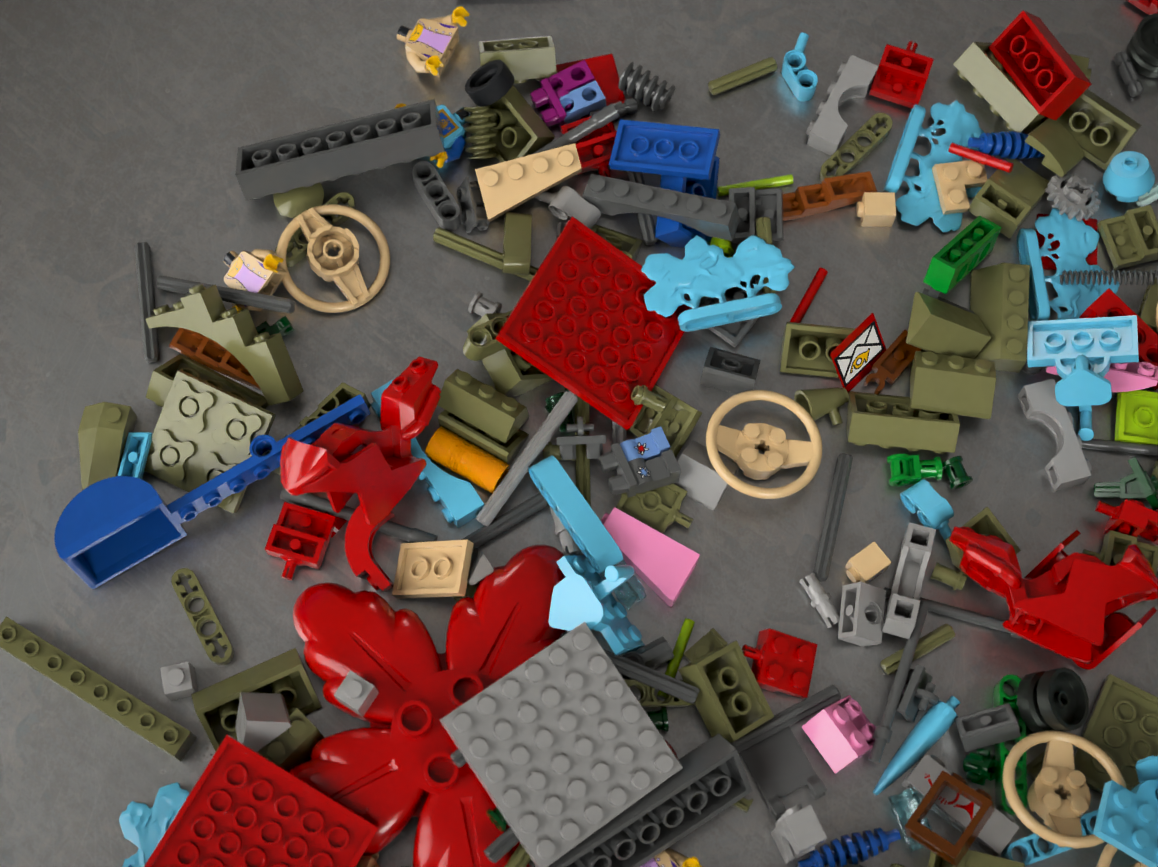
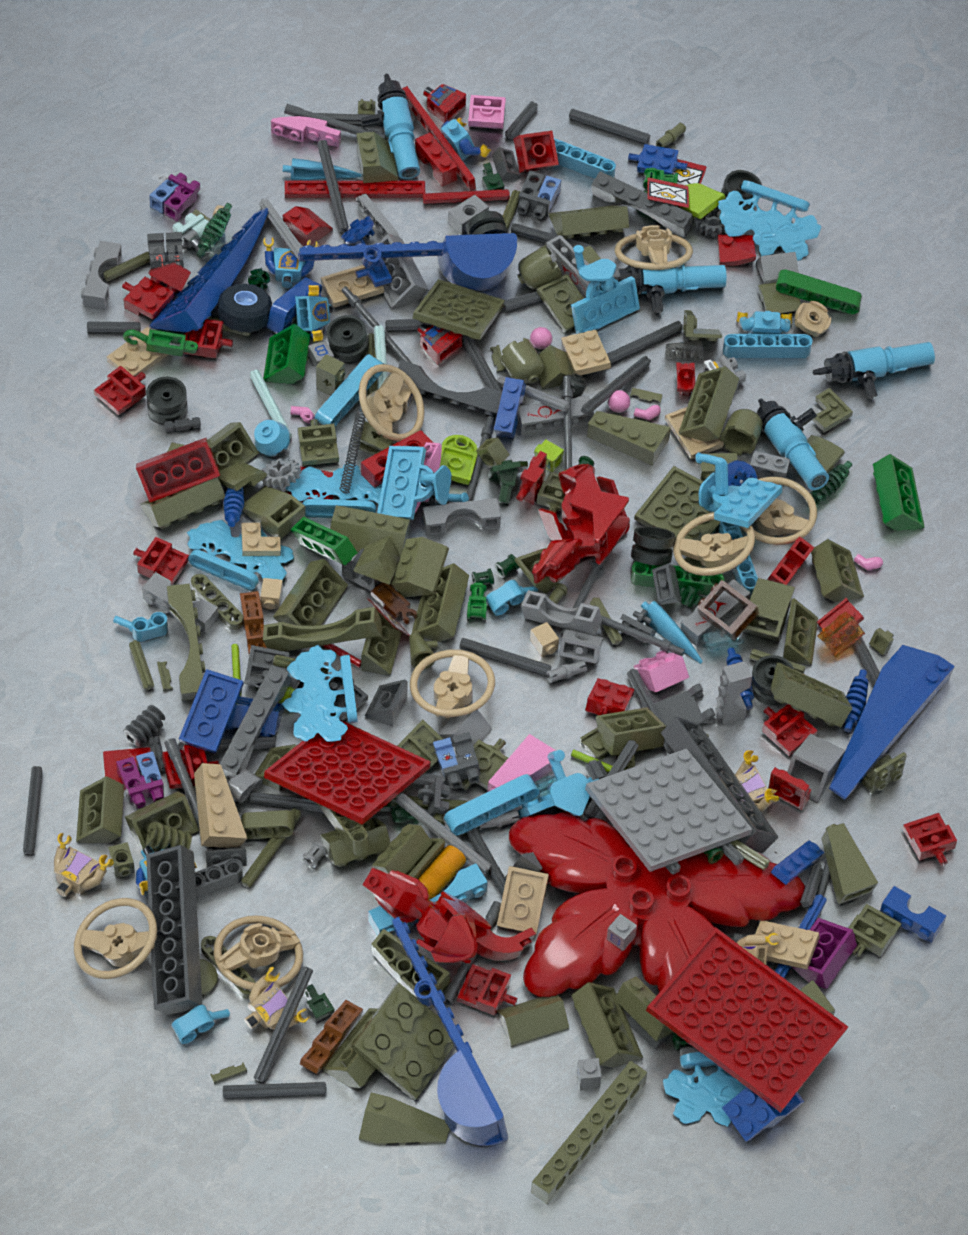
camera: 85 degrees left, 15 degrees down
(135, 454) = (412, 1095): medium azure slope -> none
(171, 249) = (228, 1073): none -> olive piece
(204, 615) = (540, 1063): olive beam -> none
(230, 202) = (199, 1019): none -> medium azure beam
(260, 354) = (318, 1014): olive arch -> none
(261, 718) = (627, 1010): light grey slope -> none
(263, 601) = (533, 1019): none -> olive slope
(329, 98) = (117, 942): none -> tan piece
(456, 81) = (118, 853): none -> olive brick
(489, 83) = (143, 826): black tyre -> none
(643, 396) = (410, 748): olive pin -> none
(733, 105) = (164, 676): none -> olive piece
(822, 300) = (287, 637): none -> olive arch
(826, 96) = (181, 606): none -> olive arch
(876, 258) = (312, 595): none -> olive slope
(981, 157) = (242, 521): red piece -> none
(981, 499) = (506, 566): none -> dark green bush

